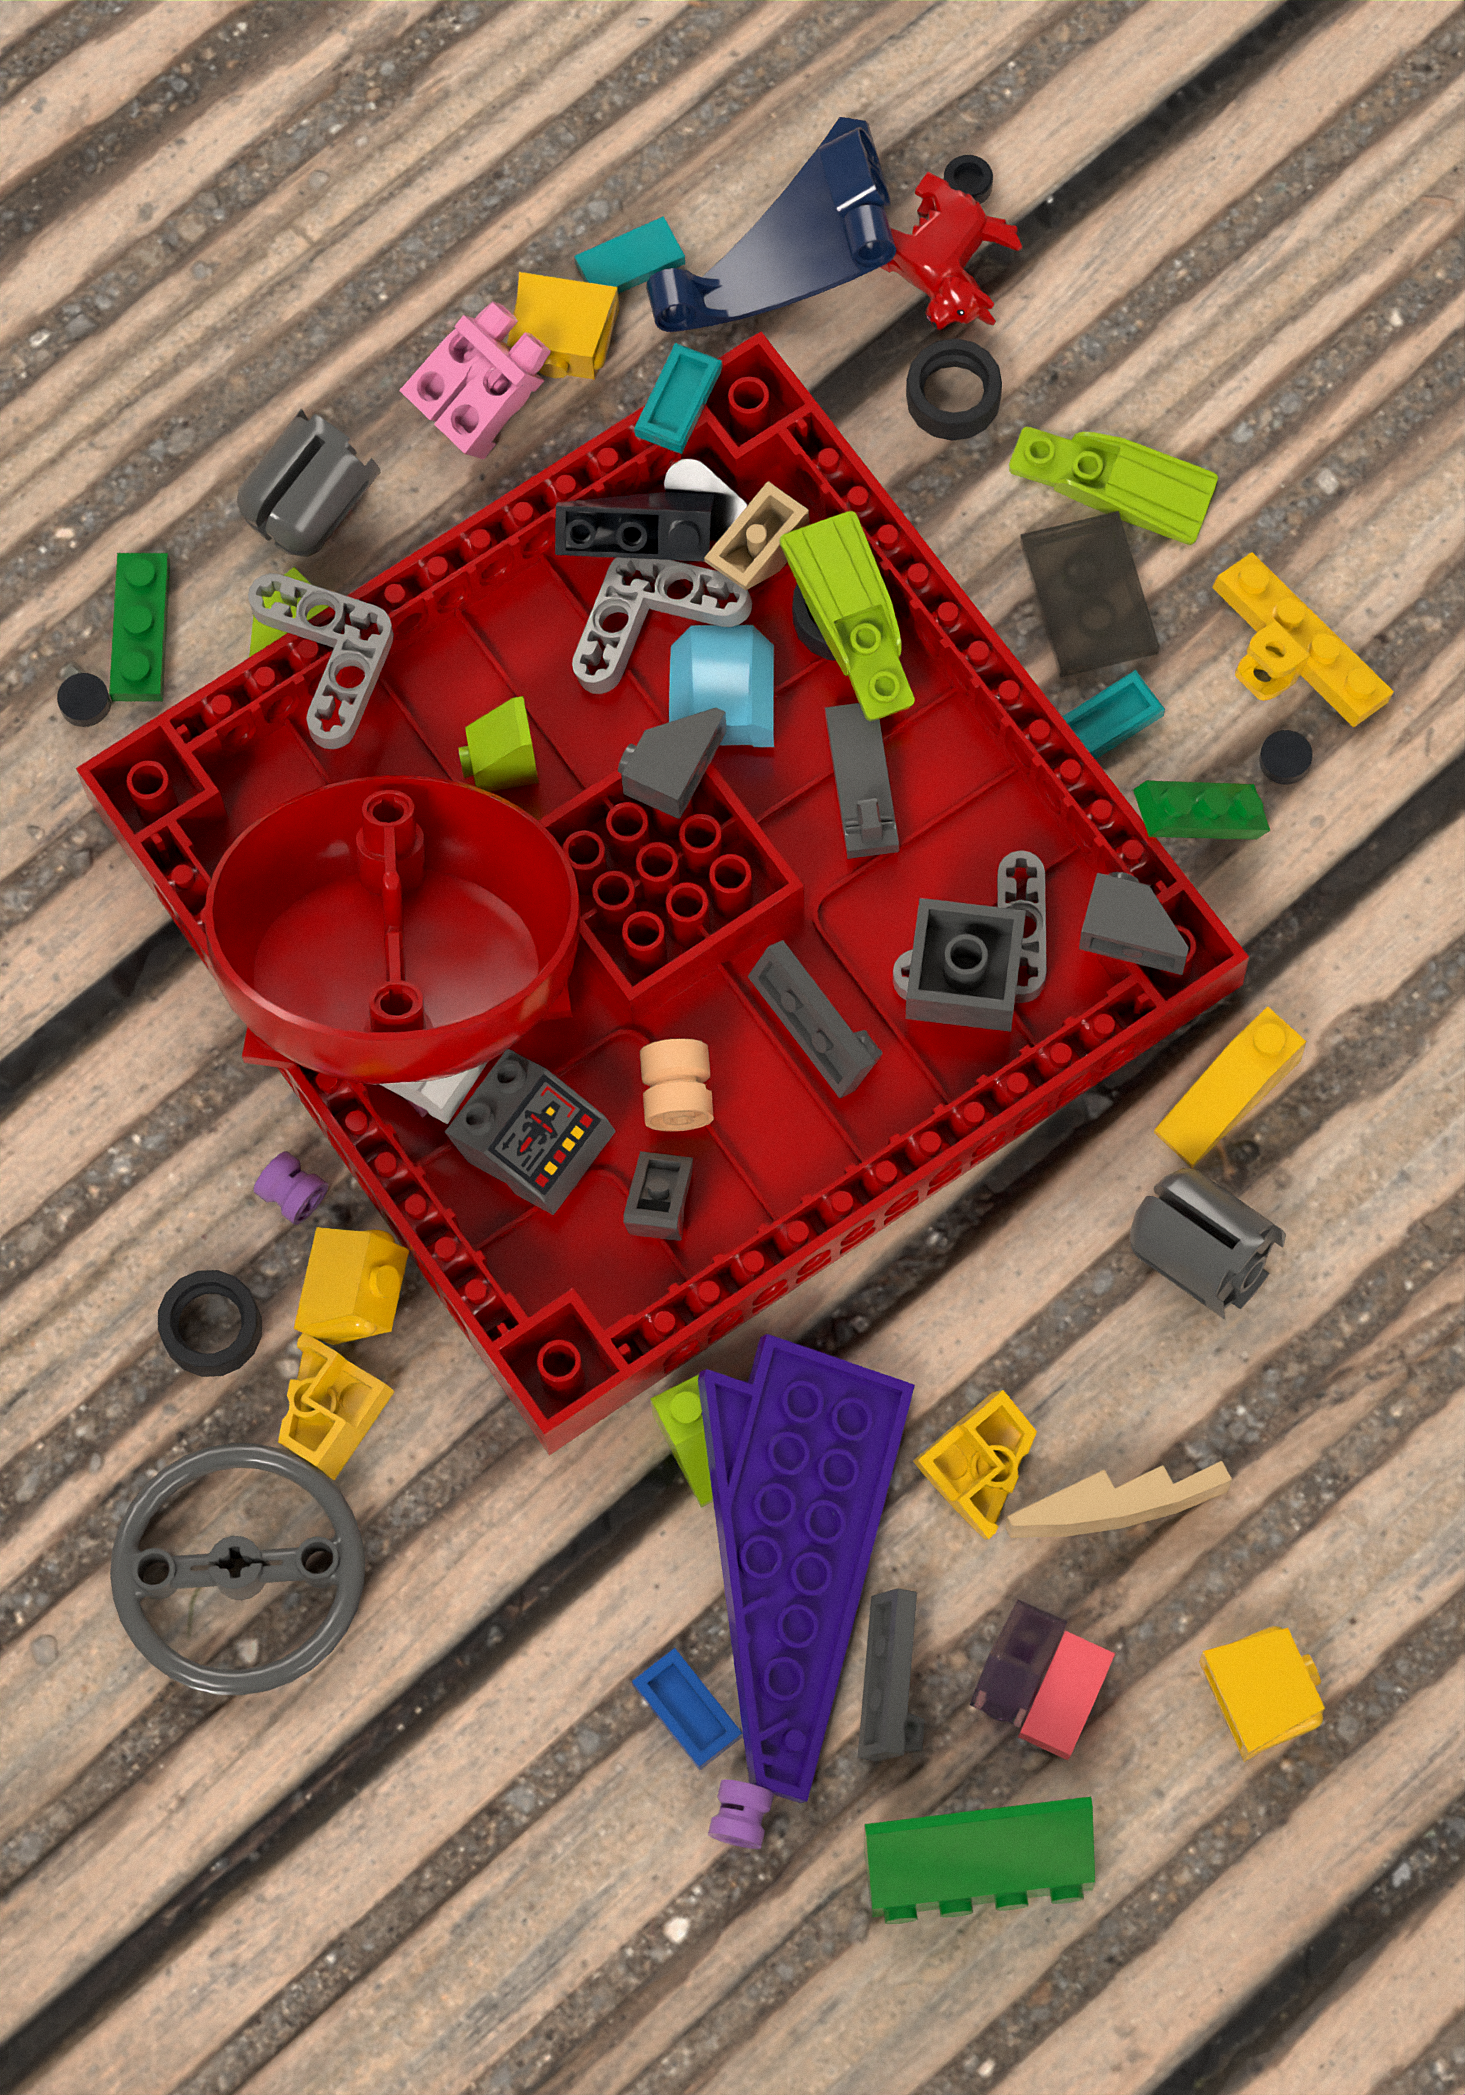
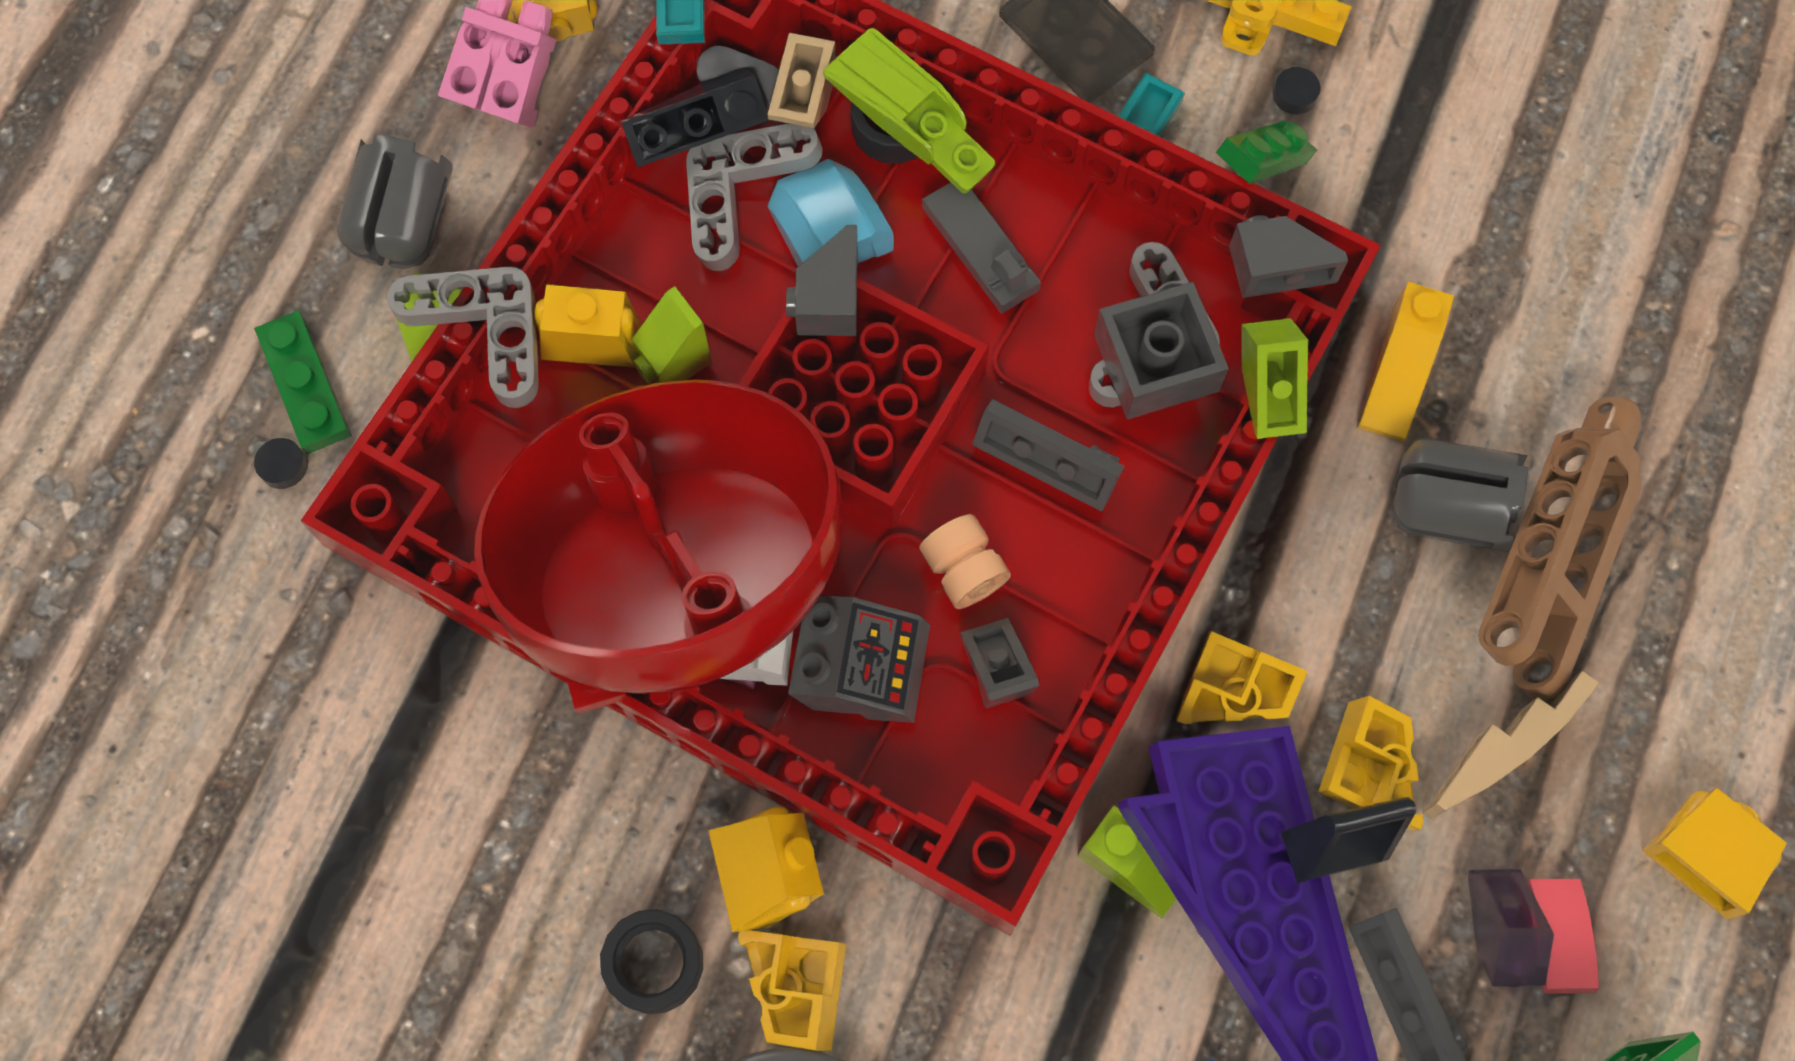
camera: 30 degrees left, 0 degrees up
(290, 1187) = (666, 805): medium lavender wheel -> none
(429, 695) = (586, 326): none -> yellow torso
(890, 1324) = (1239, 684): none -> yellow slope
(904, 1509) = (1347, 839): none -> black tile
(1057, 1040) = (1275, 377): none -> lime slope
(1215, 1353) = (1537, 591): none -> medium nougat piece

